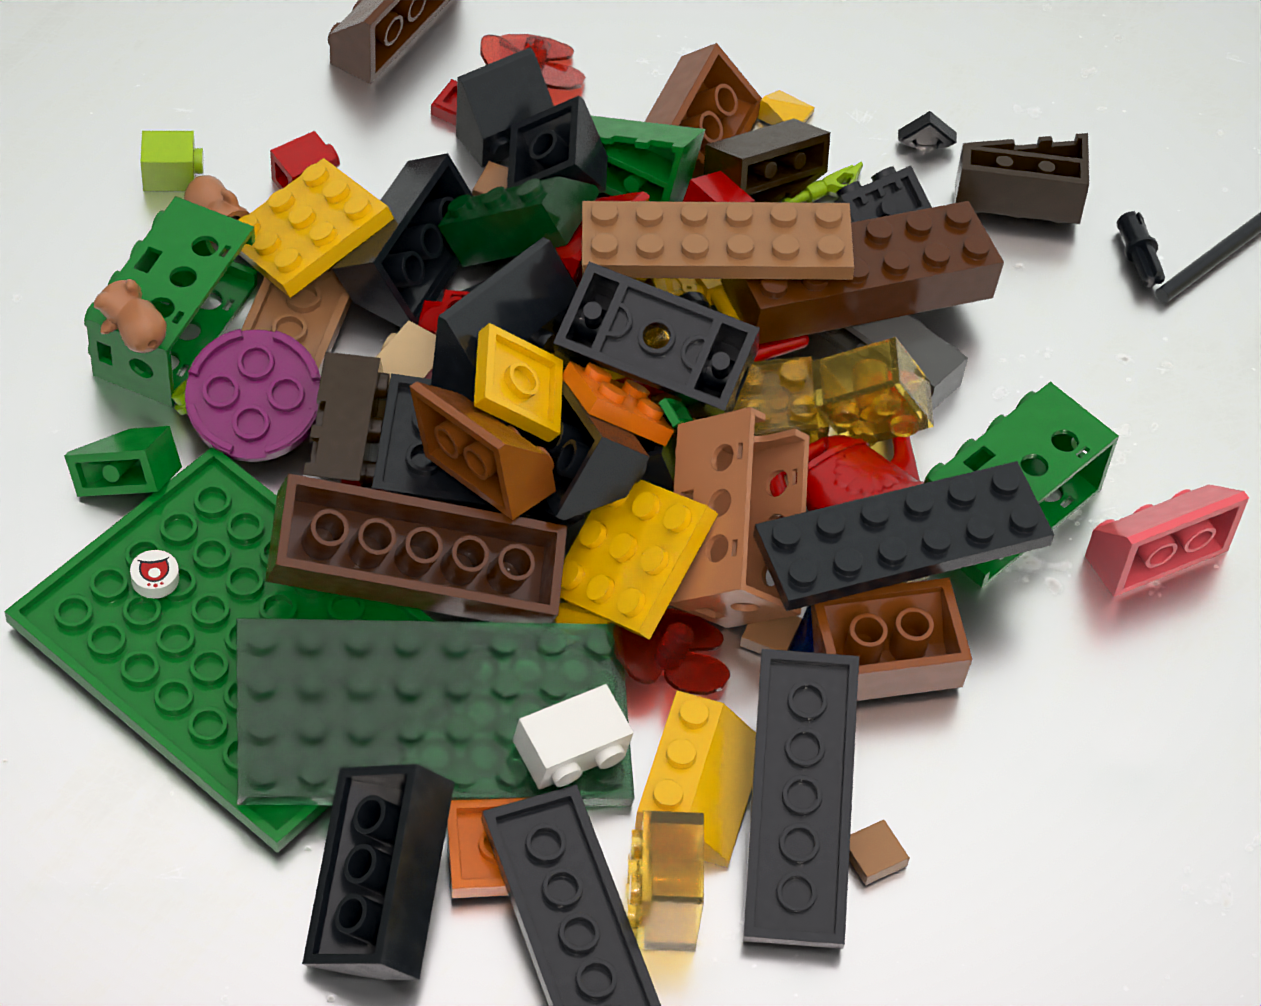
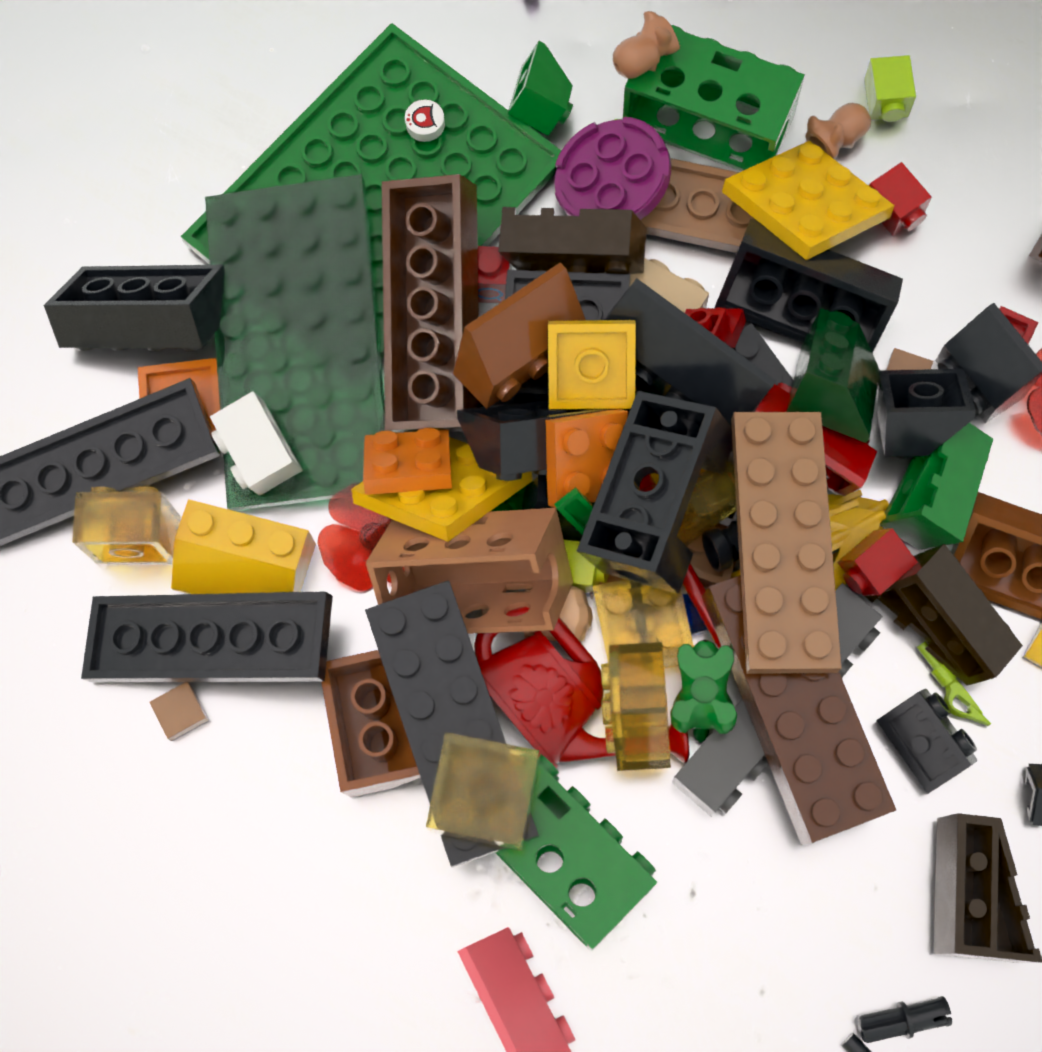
camera: 100 degrees right, 20 degrees up
(609, 575) = (407, 461): none -> orange plate
(842, 332) = (704, 698): none -> green animal
(991, 473) = (483, 791): none -> clear yellow brick

